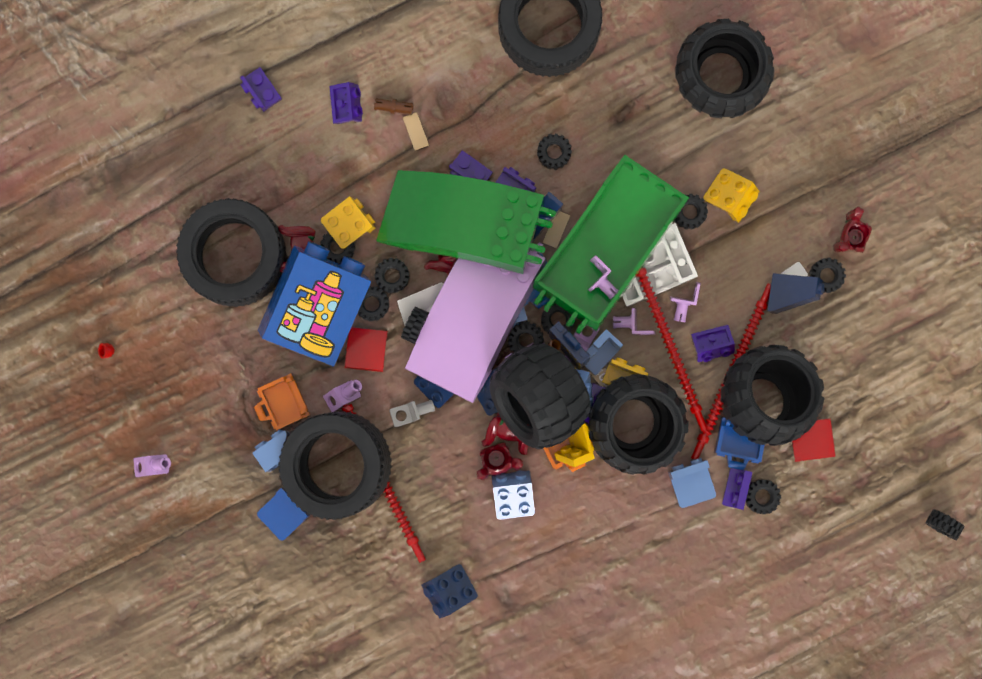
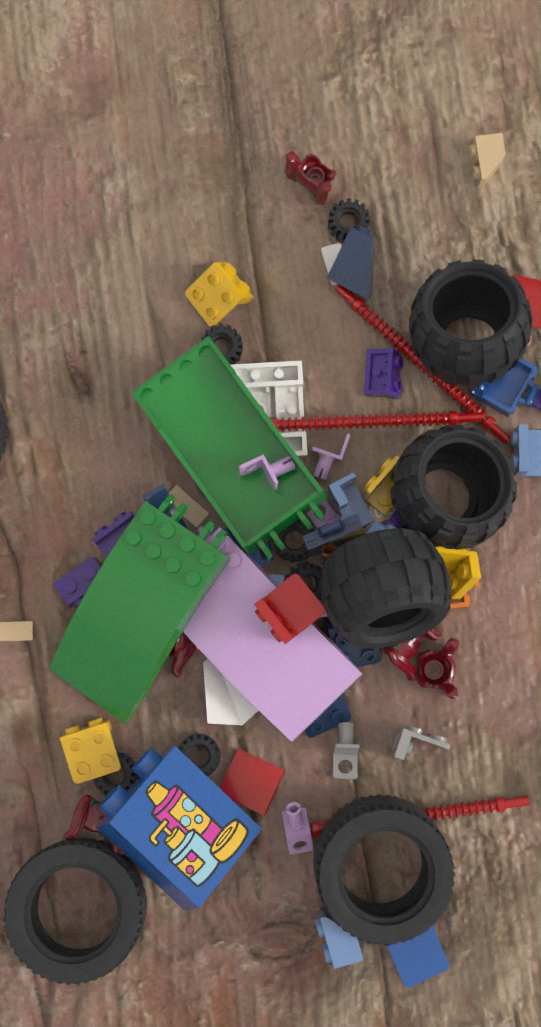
camera: 75 degrees left, 5 degrees down
(282, 402) = (281, 907): orange piece -> none
(380, 275) = (160, 712): black tyre -> none
(414, 325) = (244, 711): black tyre -> none
(430, 452) = (403, 747): none -> light grey bracket
(499, 329) = (289, 608): none -> red bracket
(513, 494) = (483, 664): bracket -> none
(554, 140) = (95, 462): black tyre -> none
(682, 304) = (326, 391): lavender bracket -> none
(731, 39) = (64, 212): black tyre -> none
(922, 368) = (488, 155): none -> tan slope

